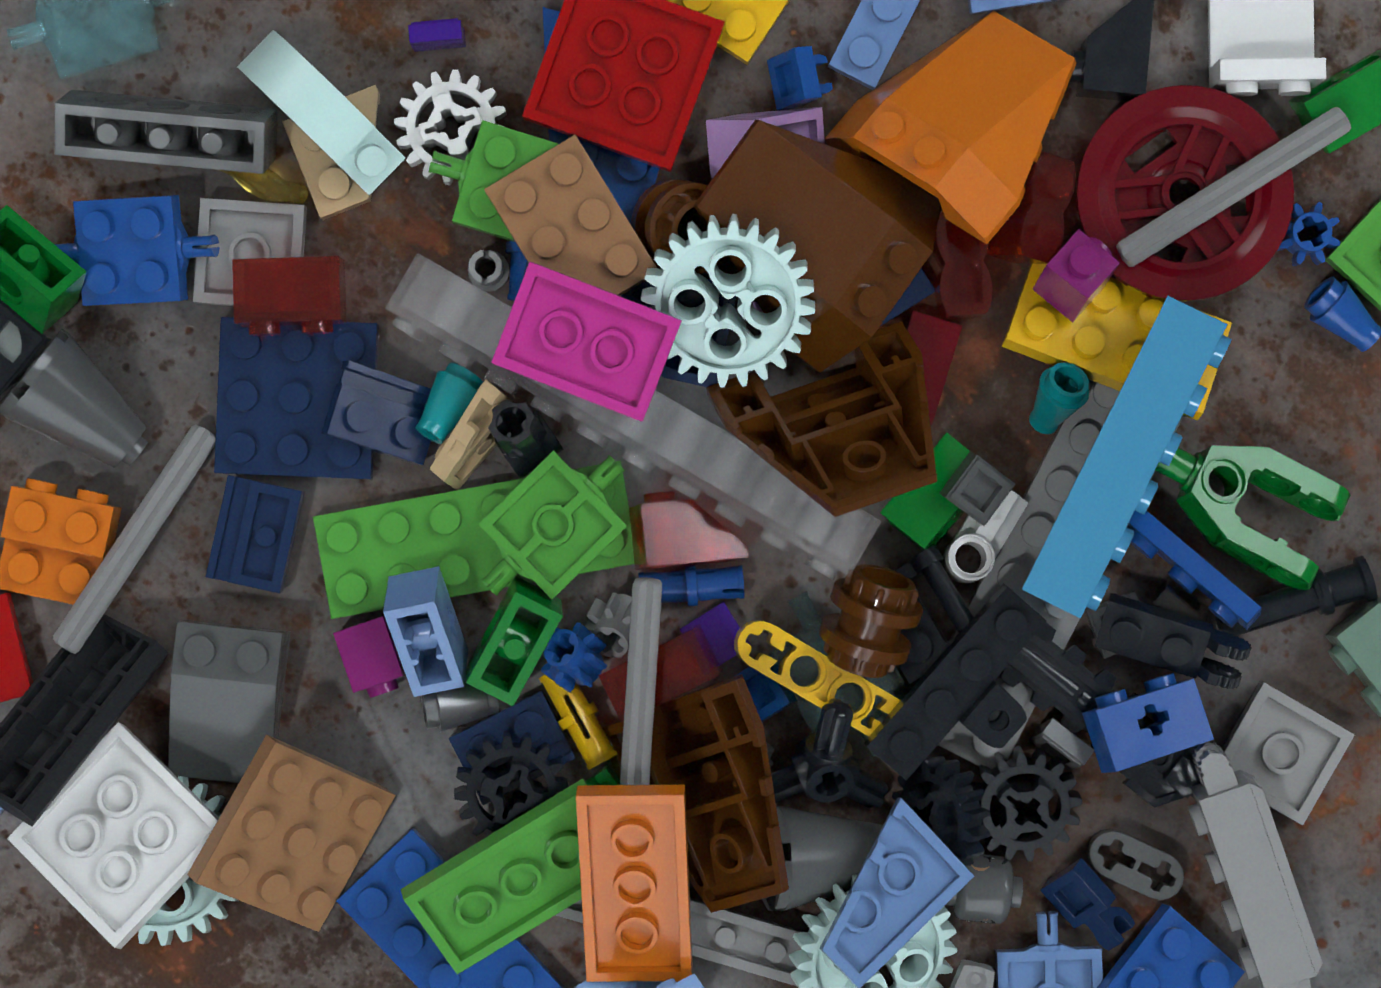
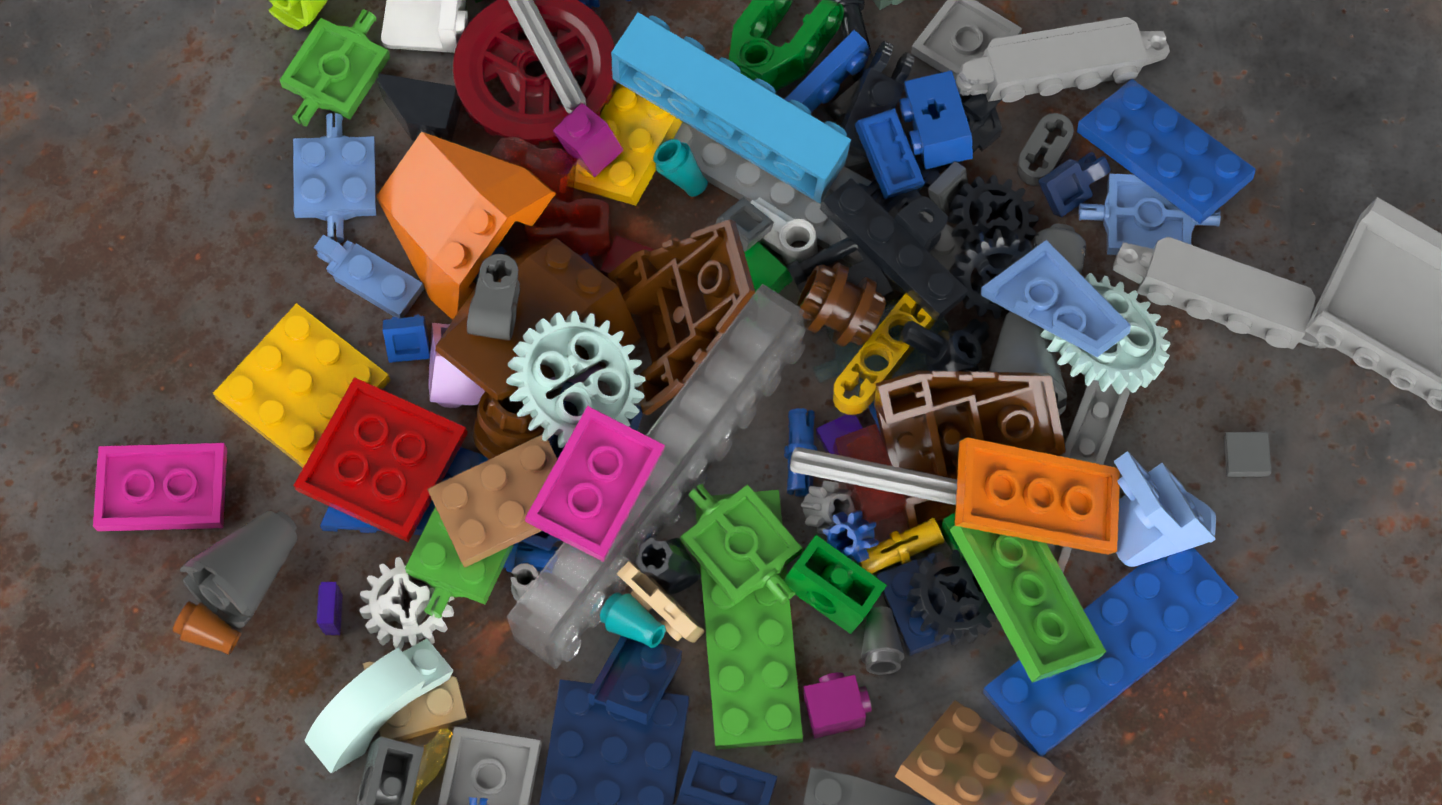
camera: 80 degrees left, 20 degrees down
(289, 292) = (526, 736): clear red brick -> none
(426, 631) = (819, 650): medium blue brick -> none
(679, 534) = (758, 451): clear red slope -> none
(808, 187) = (495, 302): none -> dark grey piece
(1092, 666) = (889, 154): none -> blue plate

